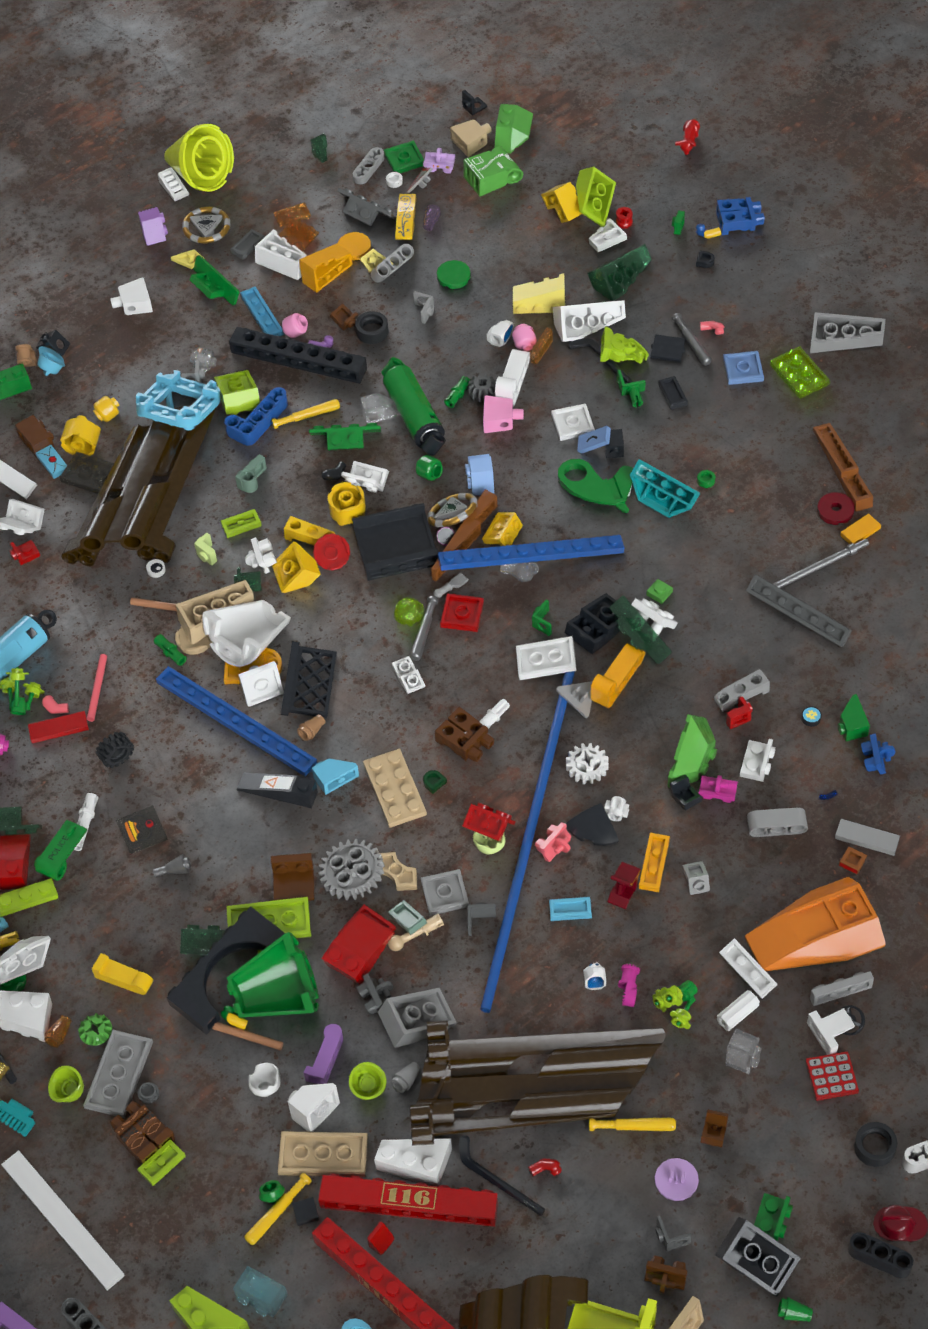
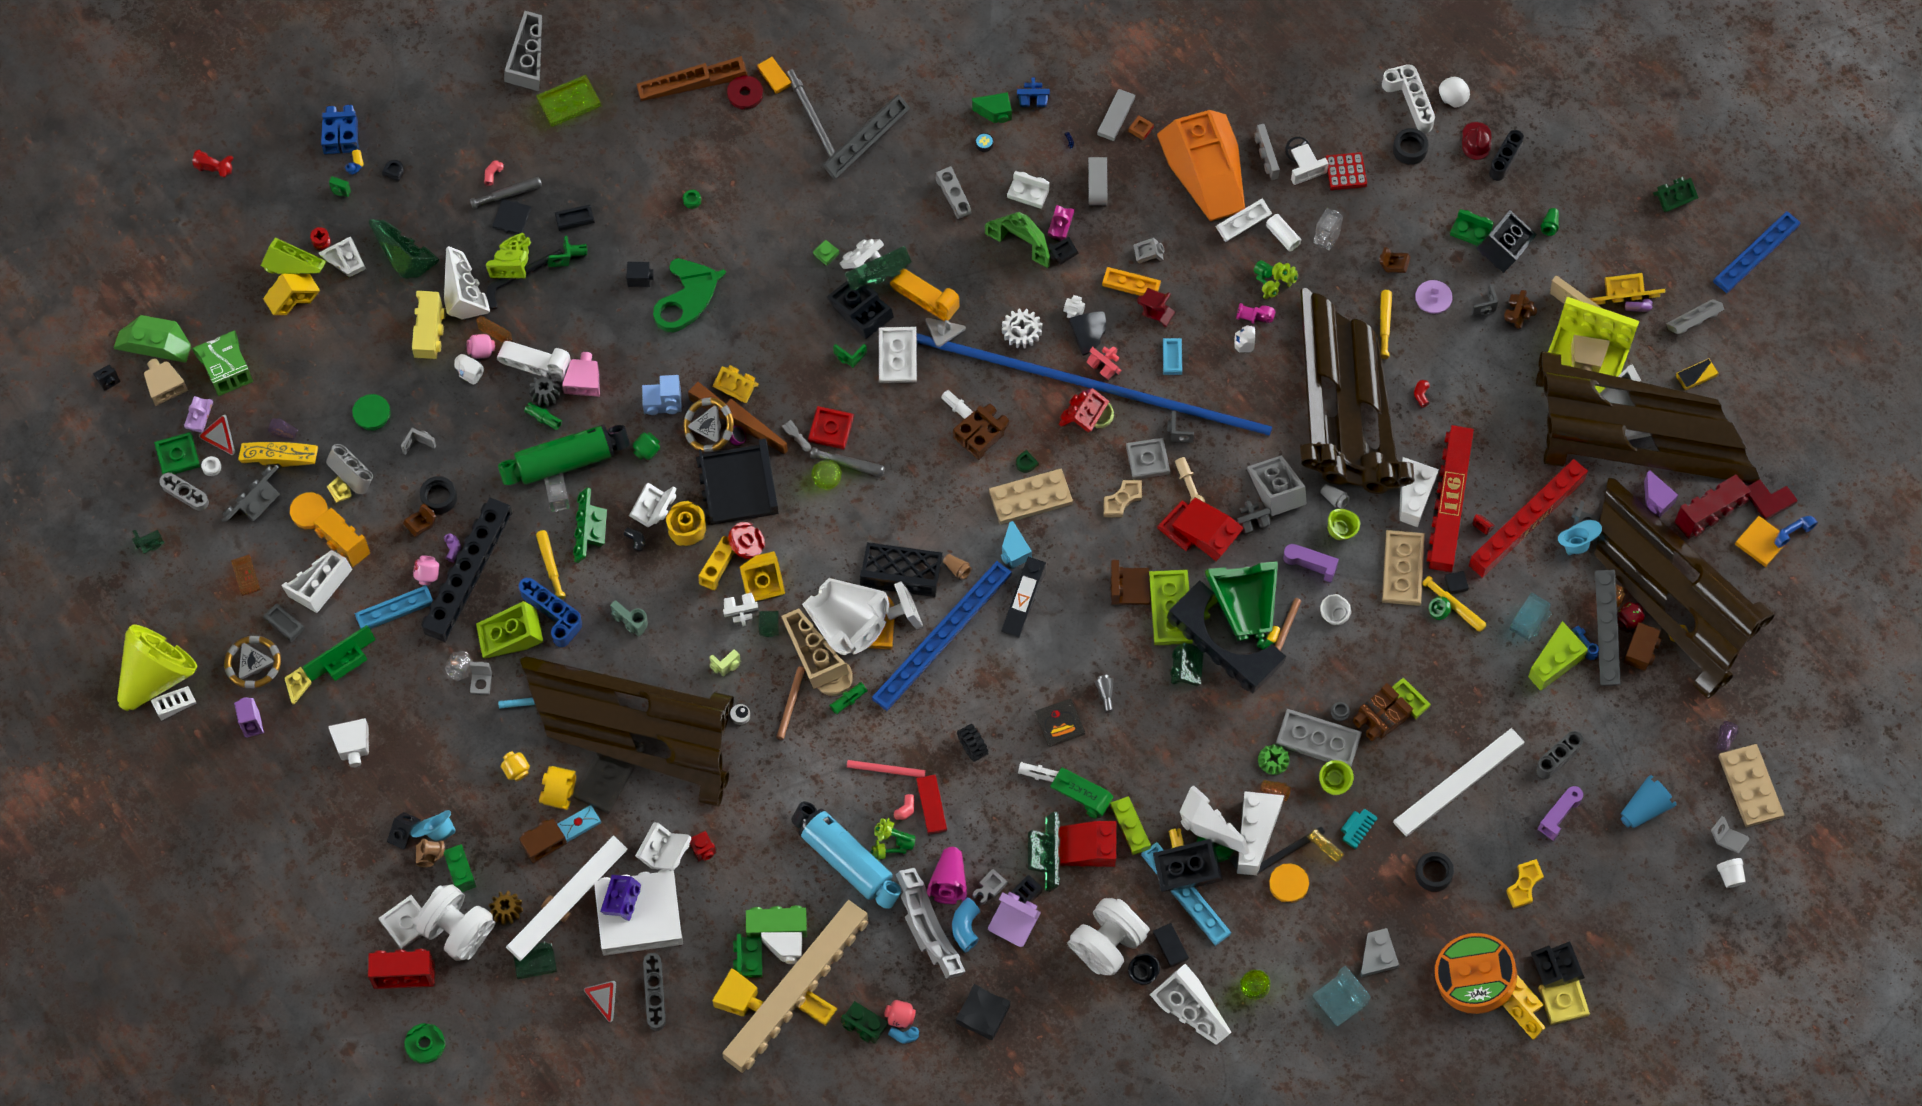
camera: 90 degrees left, 10 degrees up
(121, 975) = (1220, 735): yellow leg -> none
(206, 394) = (511, 658): medium azure plate -> none
(241, 526) = (695, 645): lime tile -> none
(298, 233) = (281, 568): clear orange hinge -> none
(313, 1104) = (1366, 567): white slope -> none
(351, 869) = (1105, 538): light grey gear -> none
(407, 917) = (1177, 487): sand green tile -> none
(408, 675) = (903, 479): white slope -> none
(464, 1151) = (1405, 449): black piece -> none
(520, 571) = (789, 370): clear arm -> none
(530, 552) = (772, 357): blue plate -> none
(572, 421) = (599, 311): white tile -> none
(594, 439) = (635, 289): medium blue tile -> none
(661, 490) = (710, 232): teal wedge -> none
(739, 715) = (979, 196): red bracket -> none
(743, 367) = (551, 151): medium blue tile -> none

